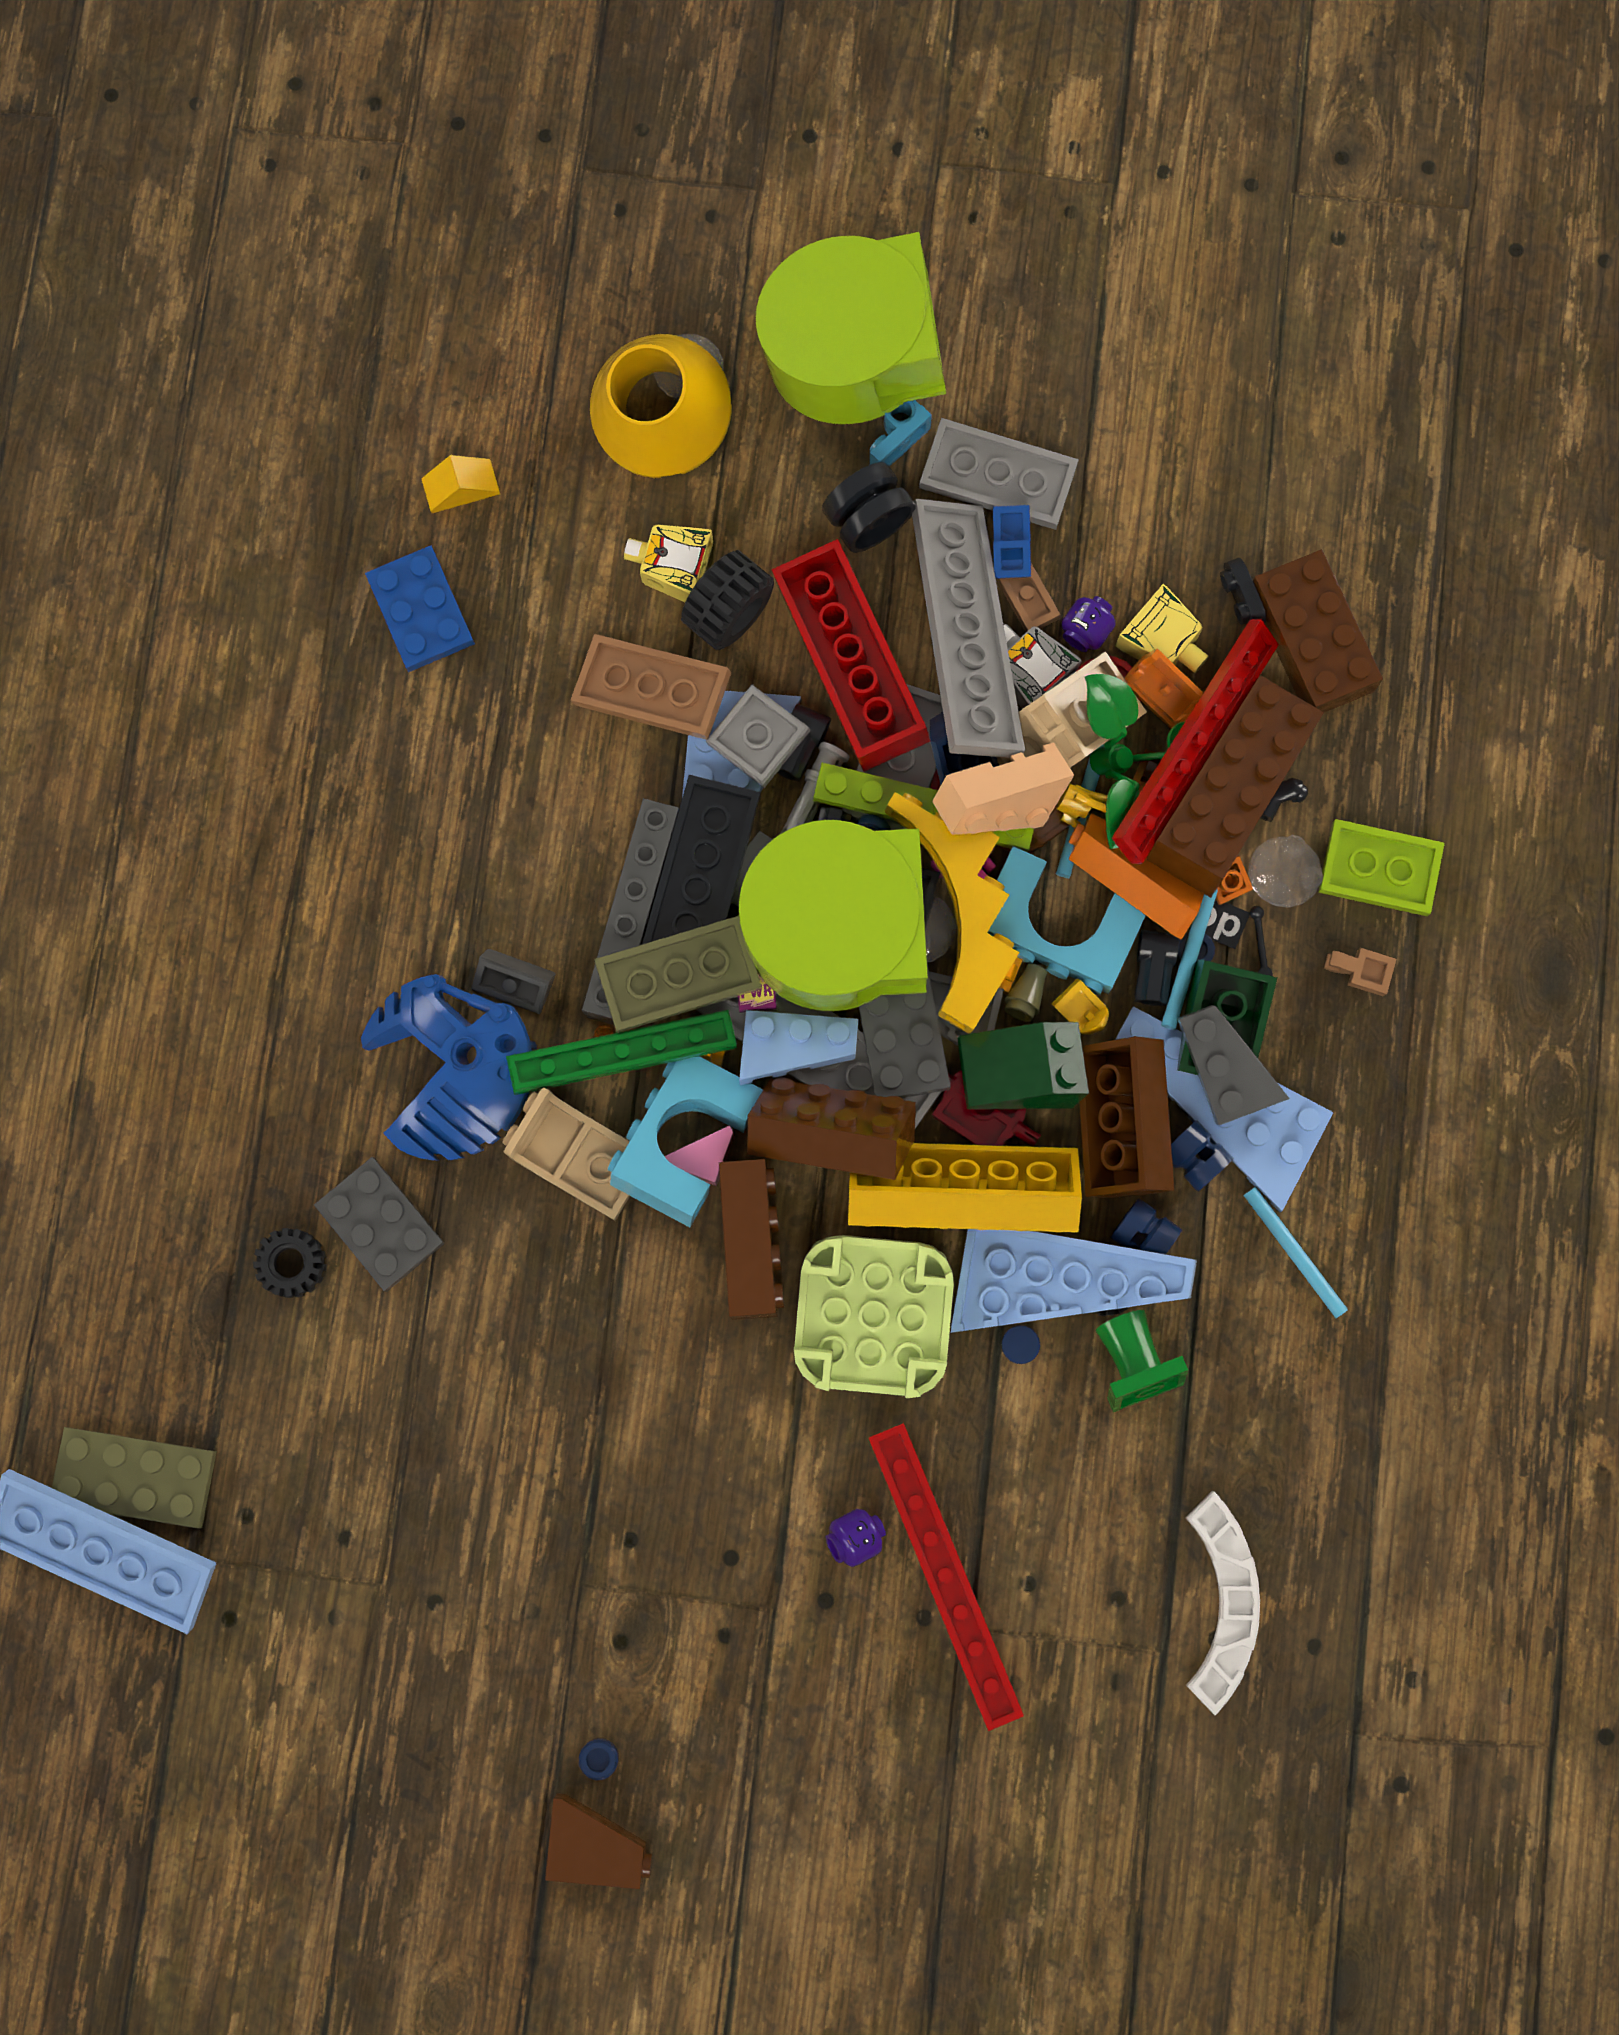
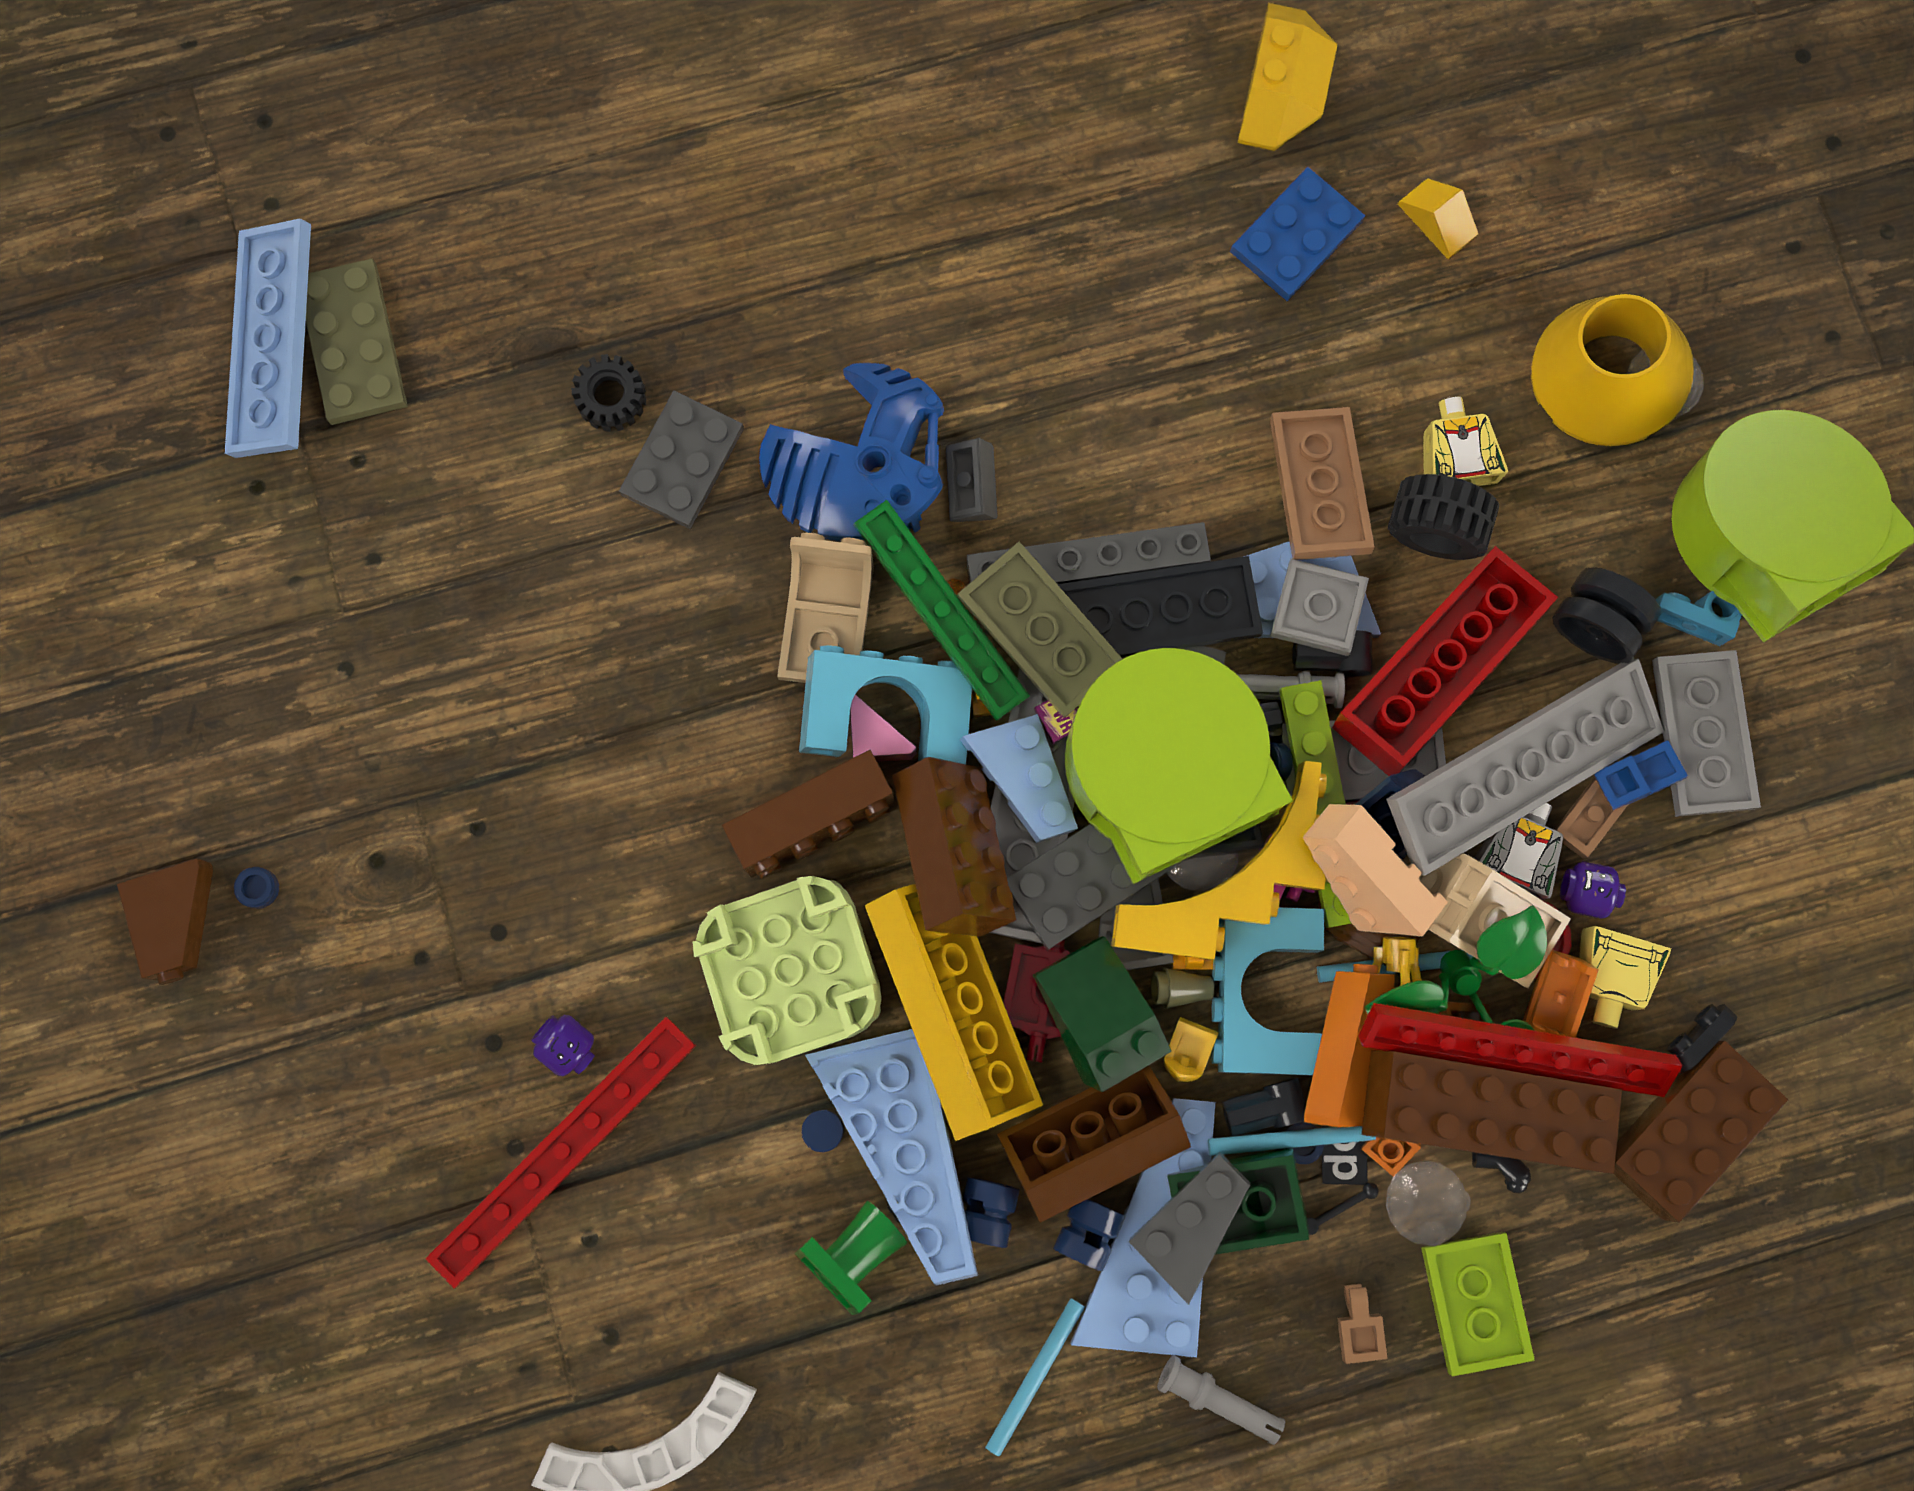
camera: 60 degrees right, 0 degrees up
(275, 554) = (1287, 78): none -> yellow wedge
(1363, 1119) = (1202, 1392): none -> light grey pin

